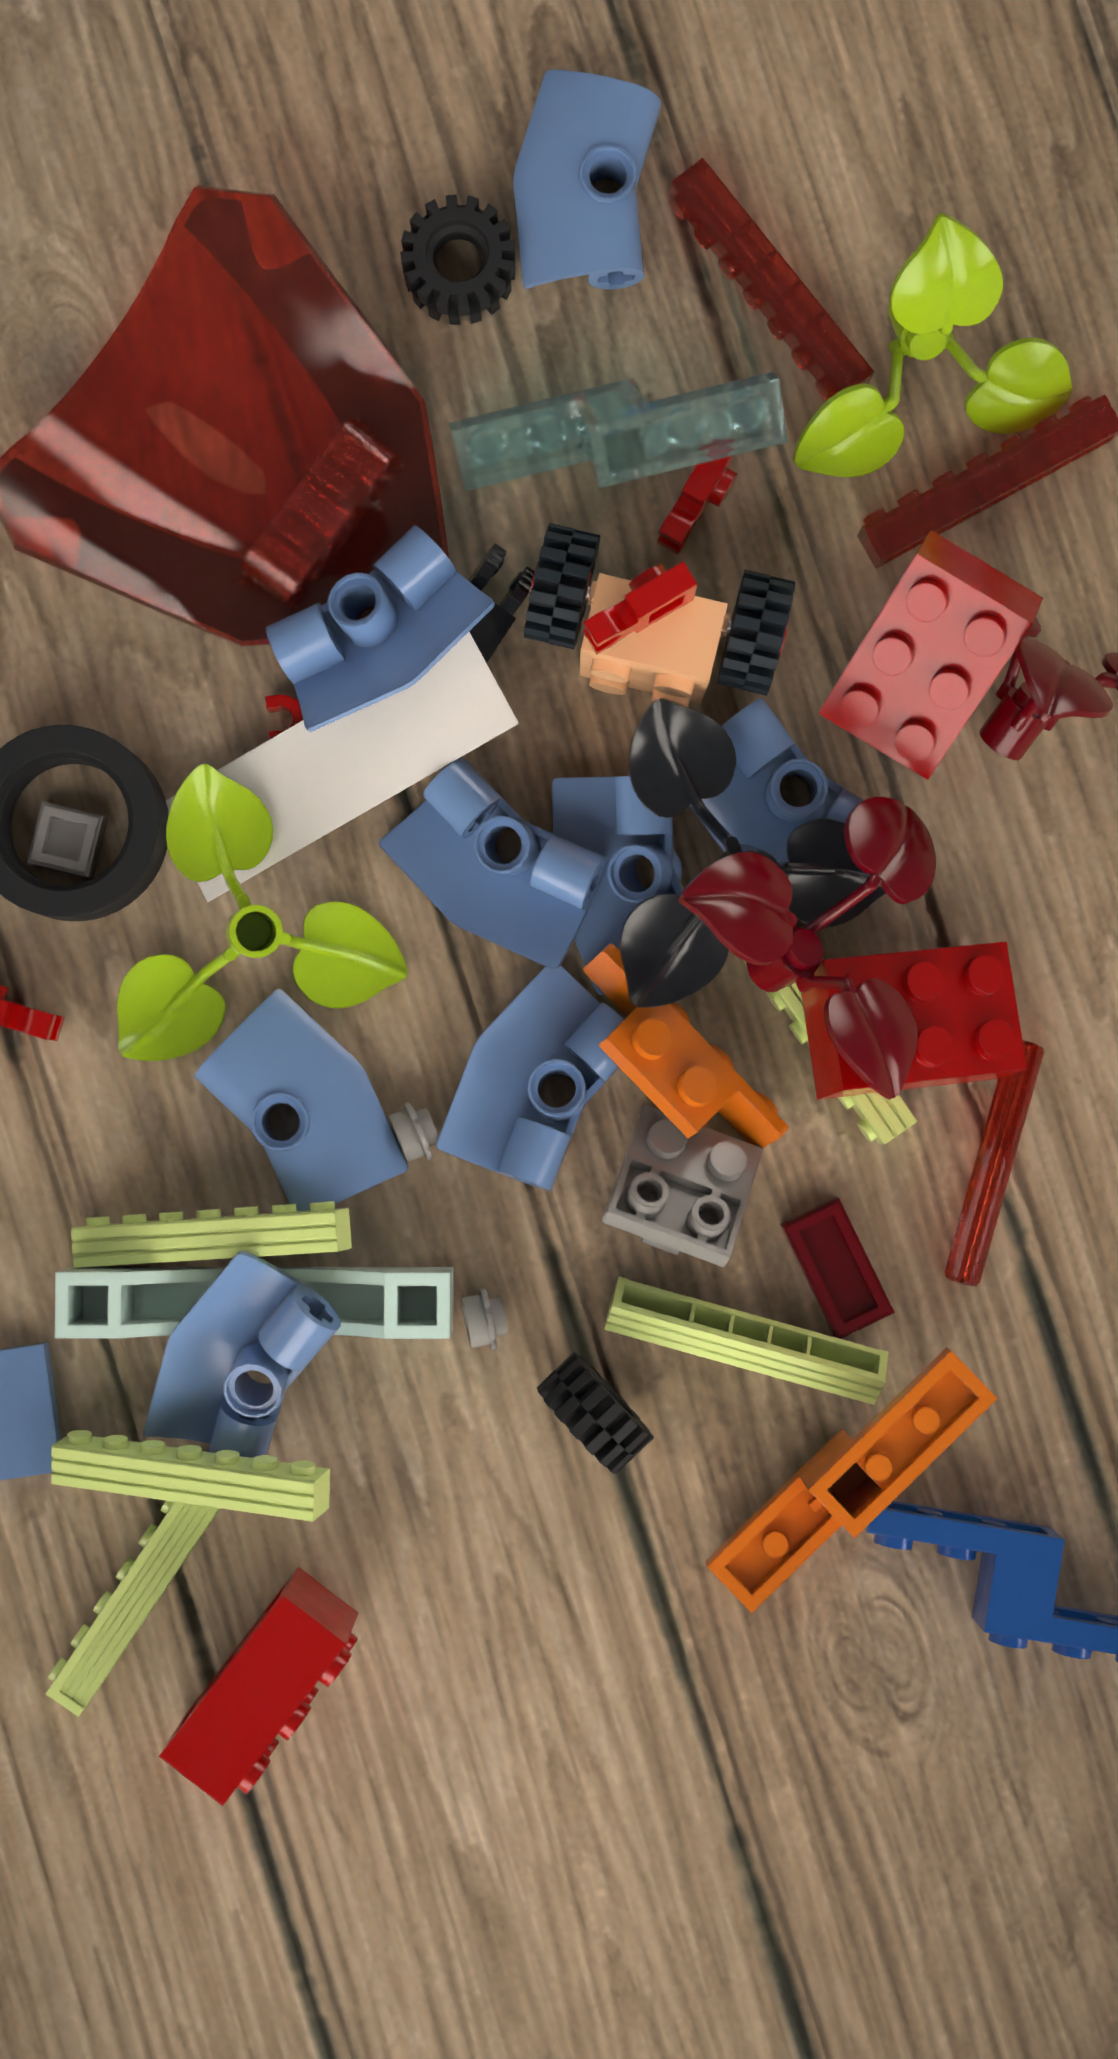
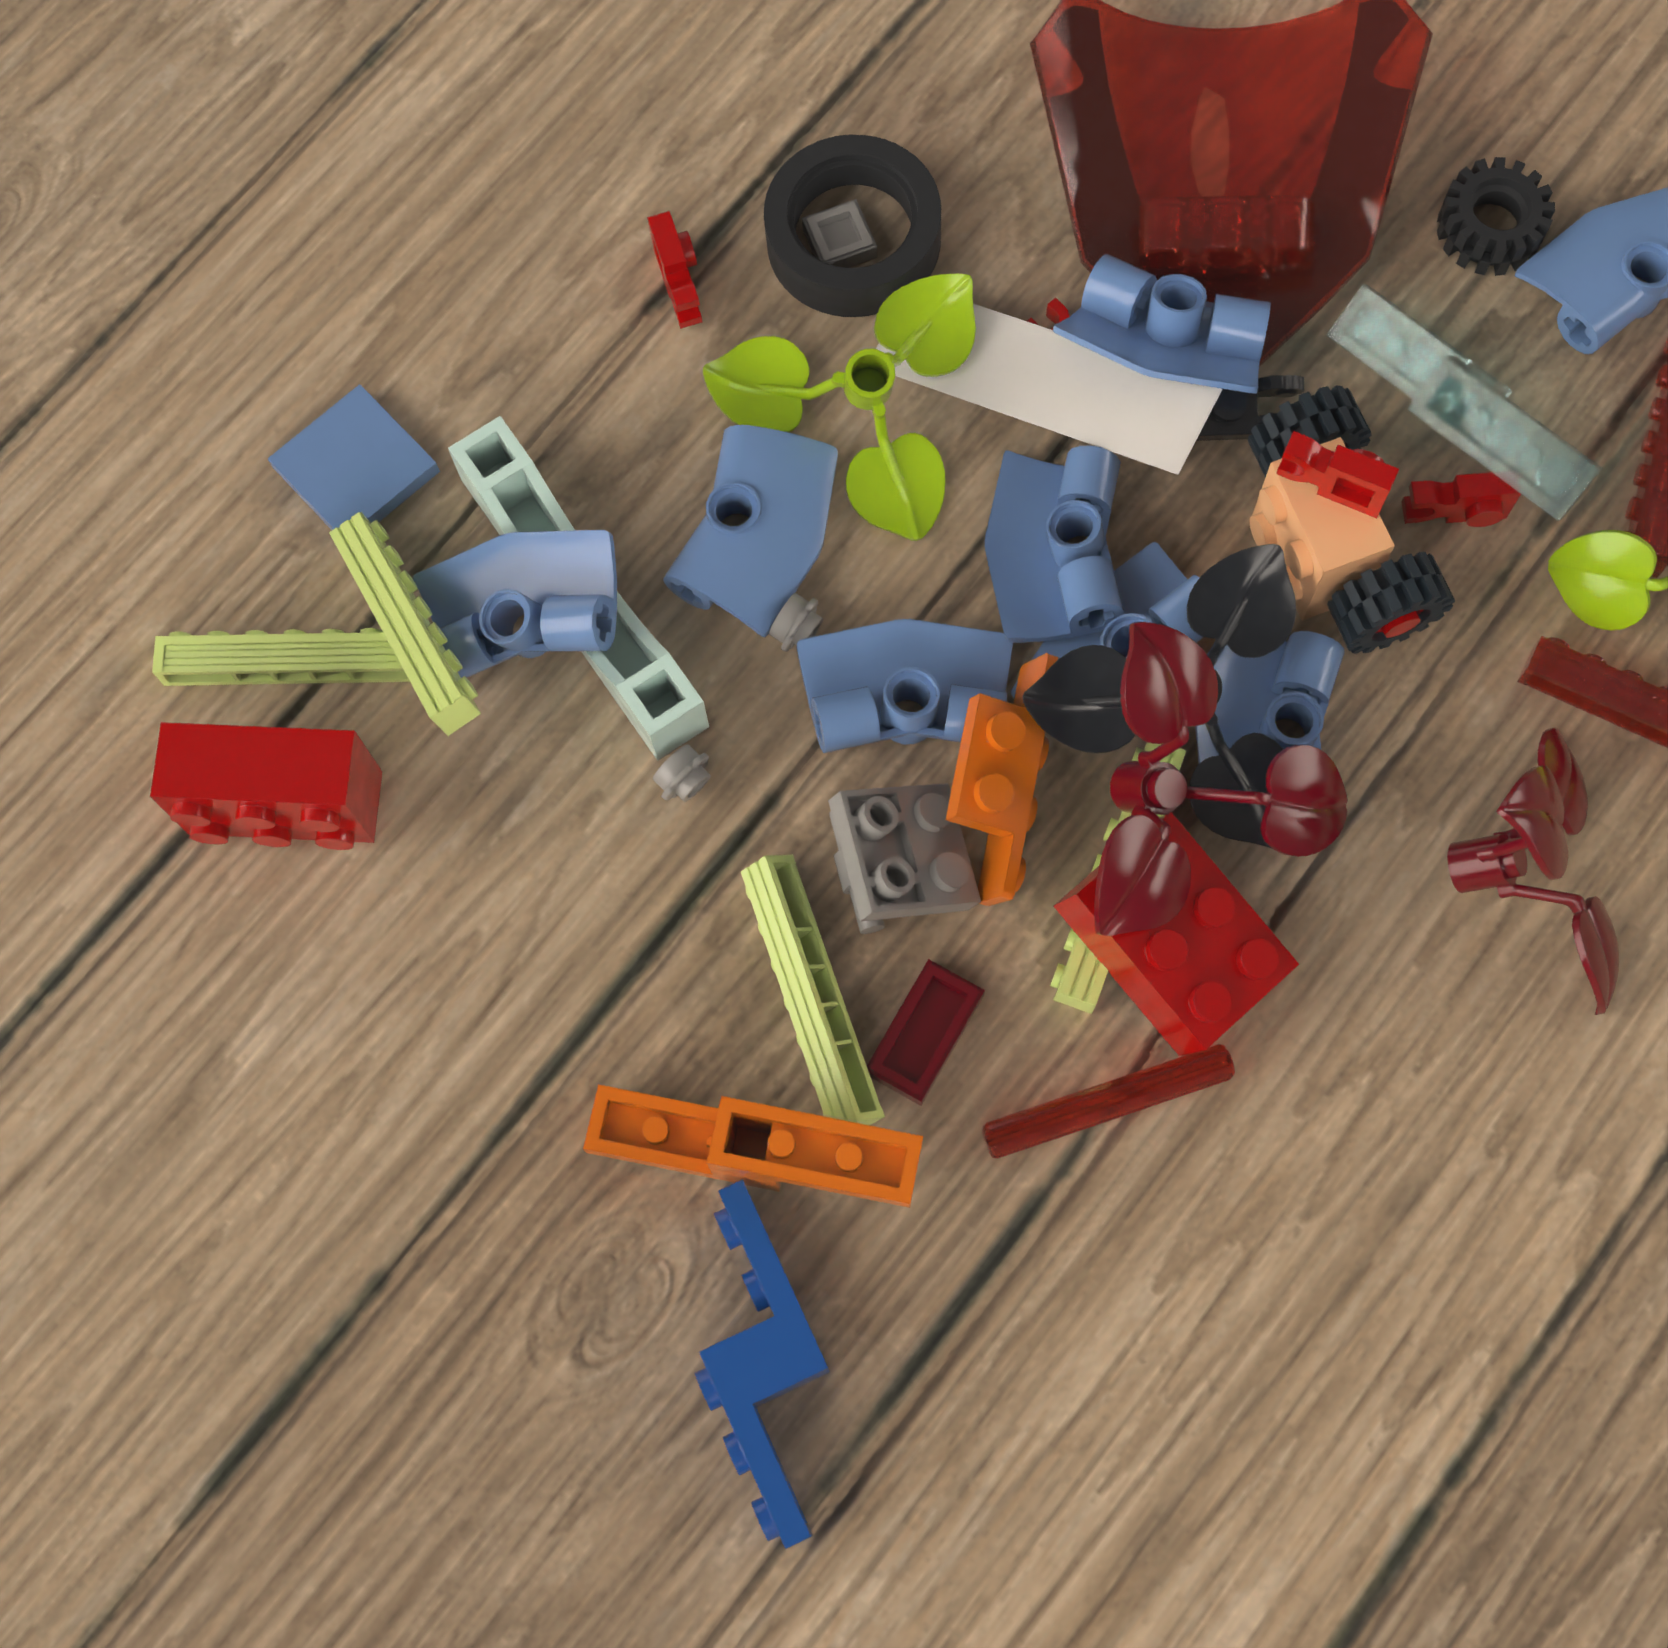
camera: 60 degrees right, 15 degrees down
(211, 1235) = (594, 507): yellowish green piece -> none
(594, 1413) = (666, 900): black tyre -> none
(931, 655) = (1468, 734): brick -> none

